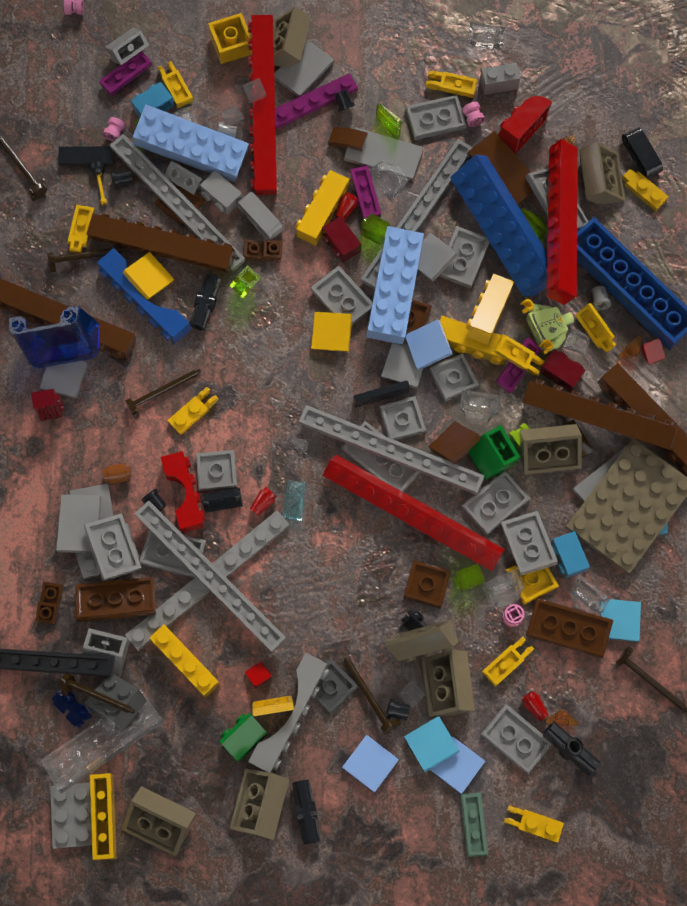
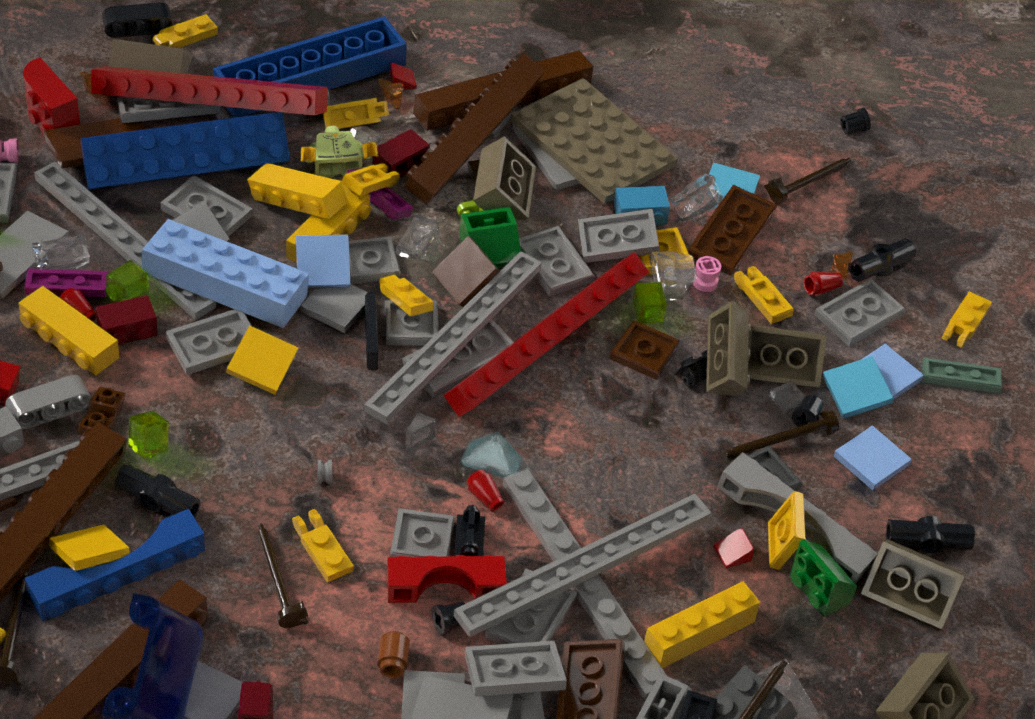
camera: 80 degrees left, 25 degrees down
(249, 396) = (324, 471): none -> light grey bush
(420, 407) = (405, 295): none -> yellow hinge

